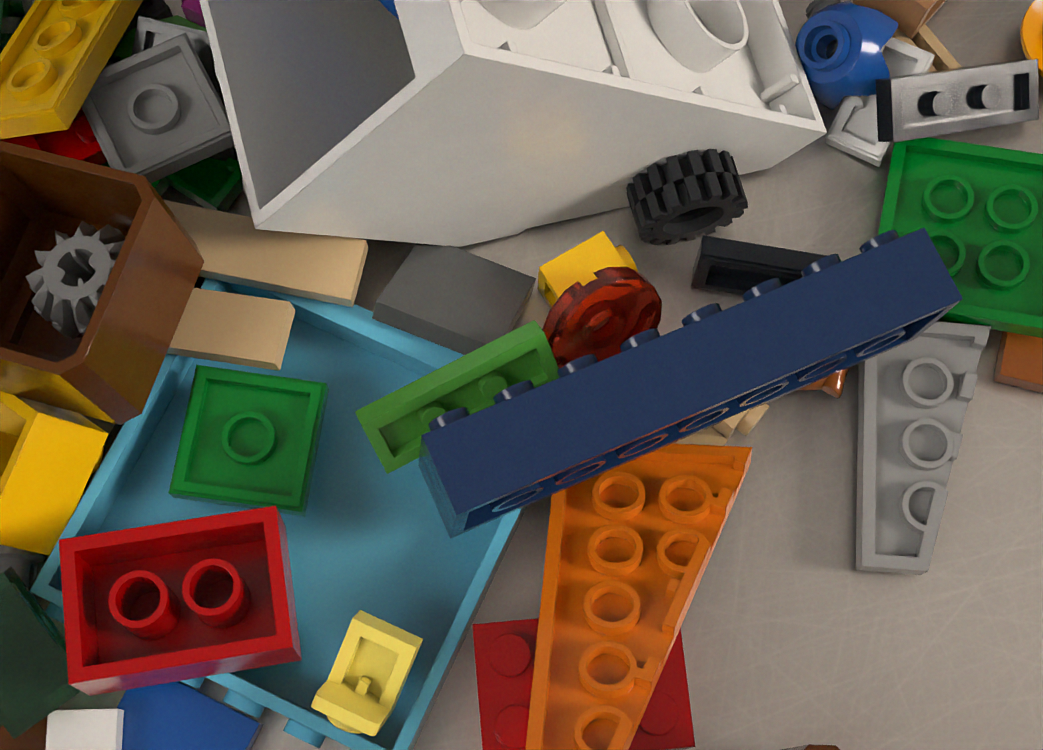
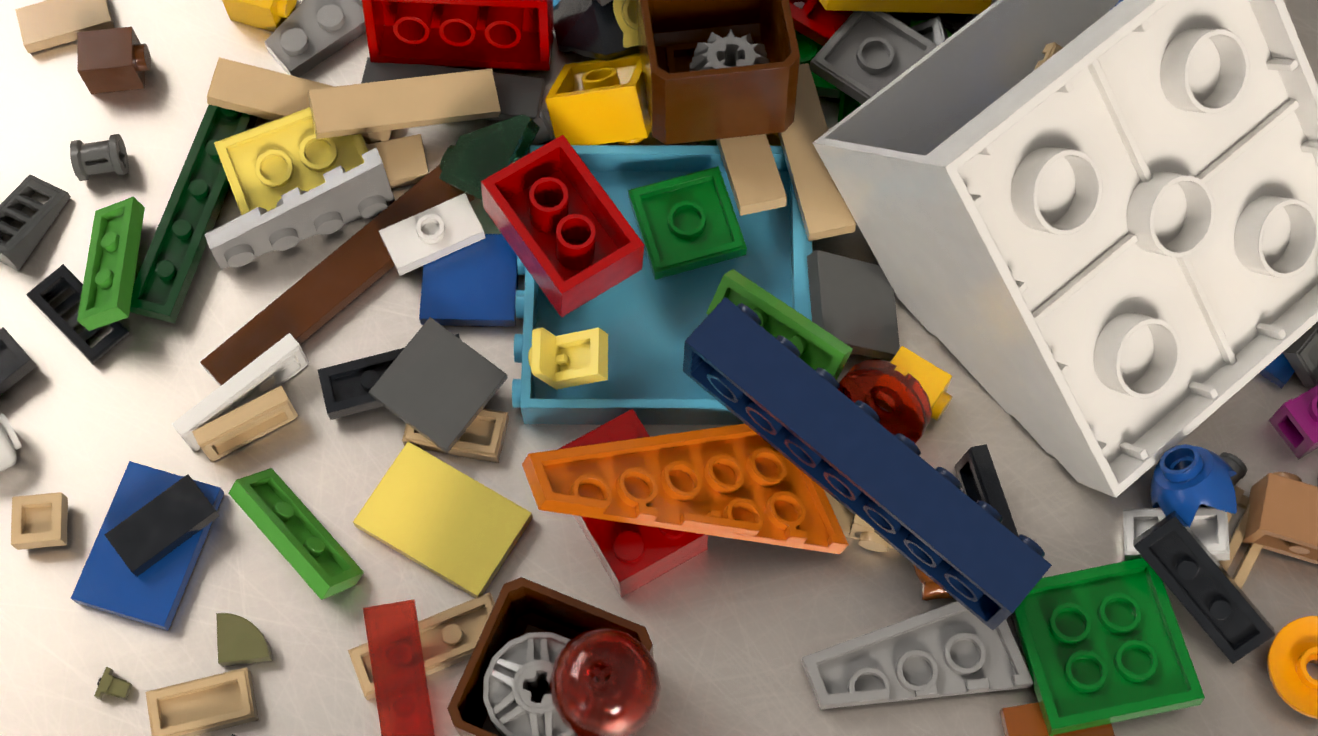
camera: 70 degrees right, 5 degrees down
(686, 197) = (1010, 422): black tyre -> none

